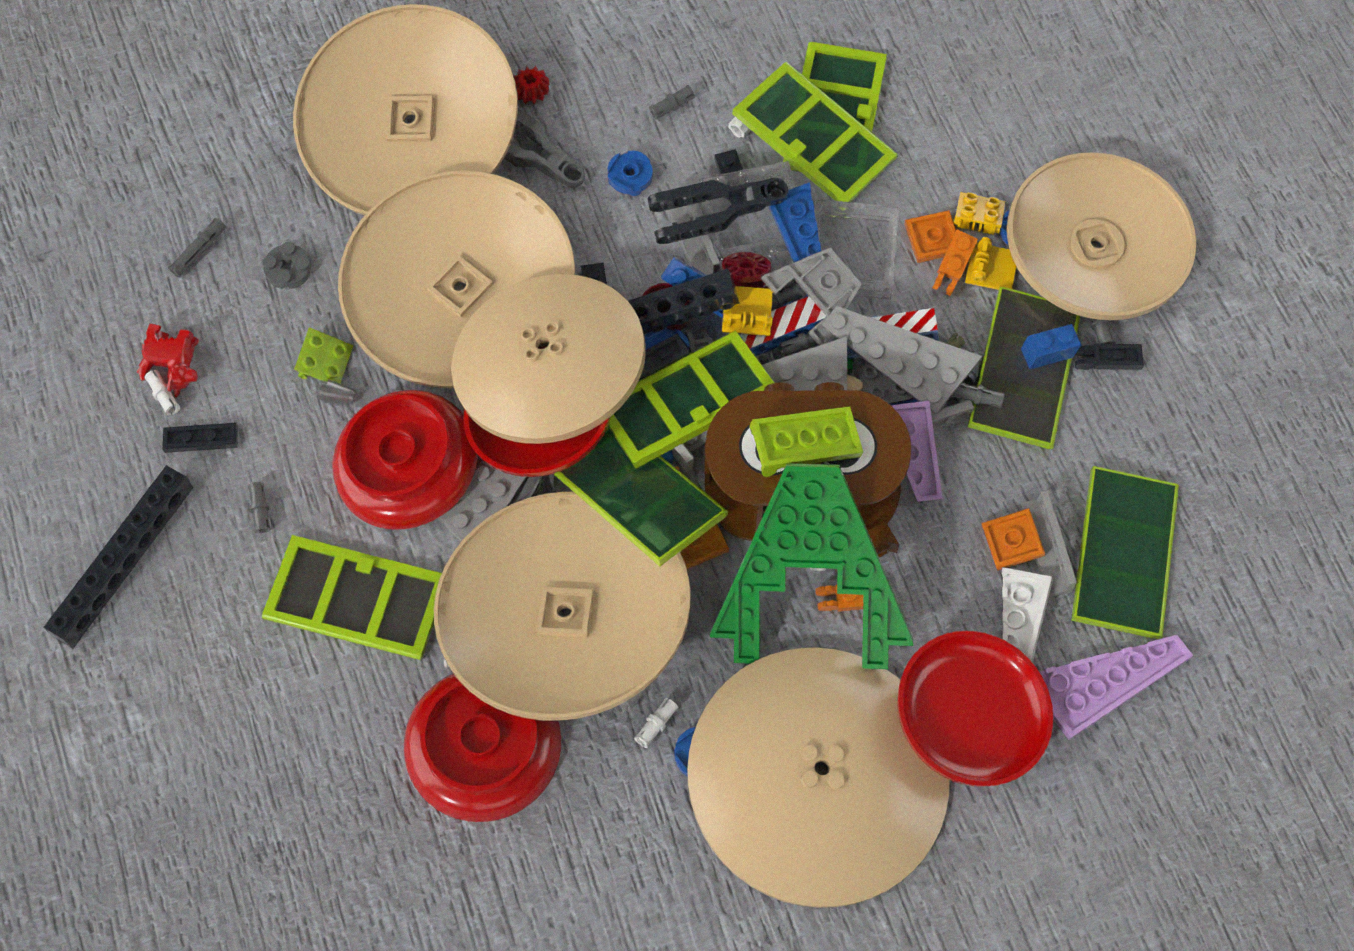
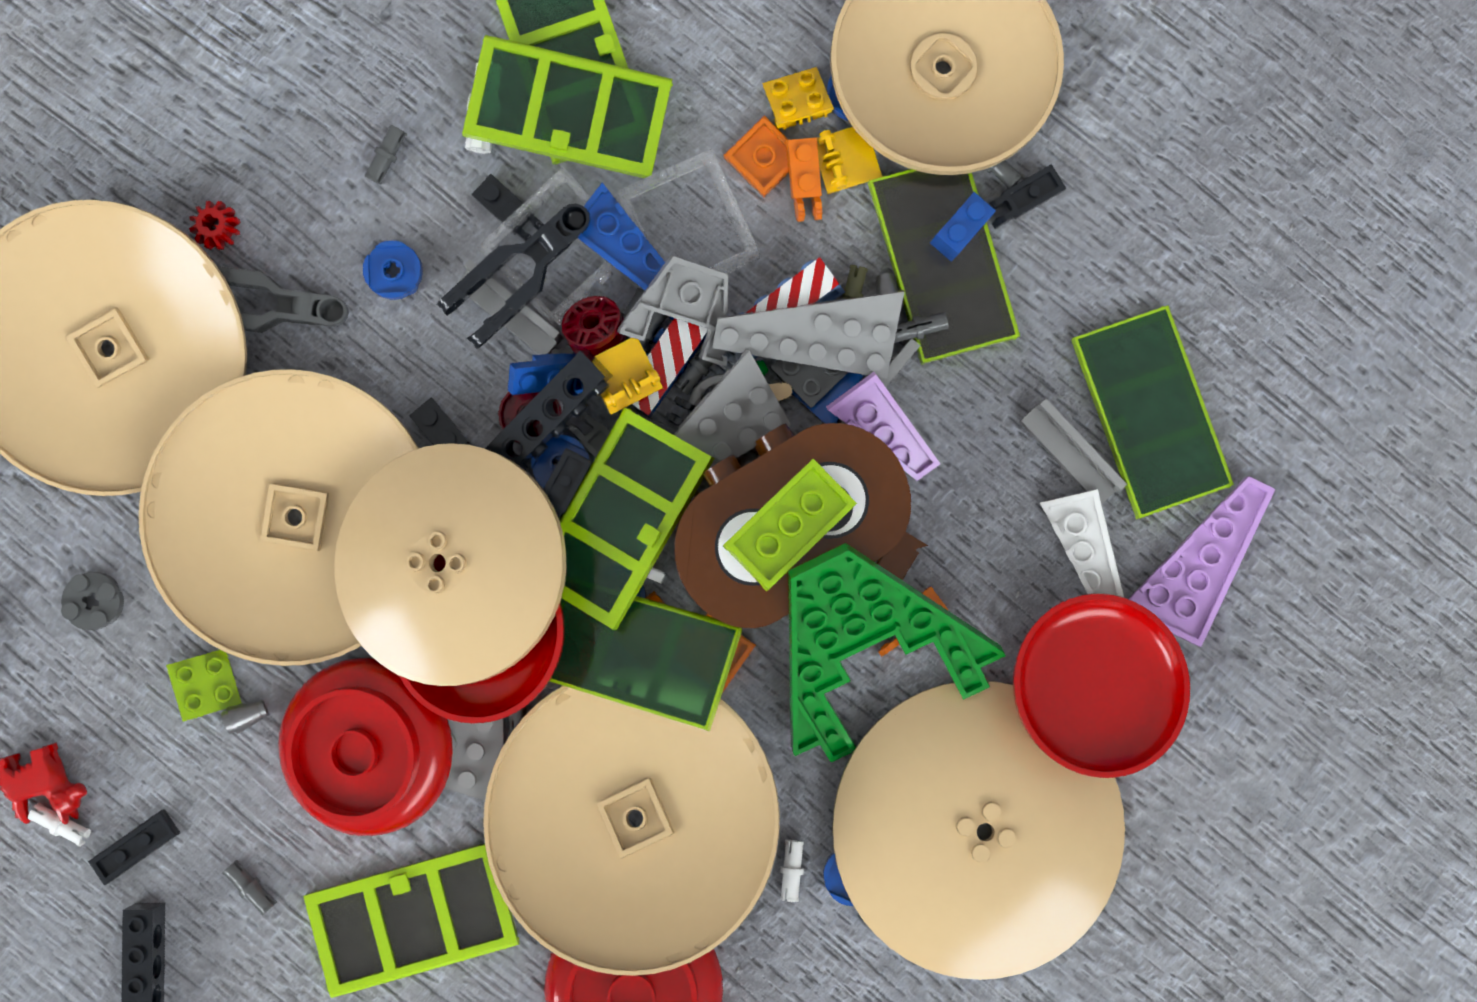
camera: 30 degrees left, 20 degrees up
(1013, 539) = (1034, 466): orange tile -> none

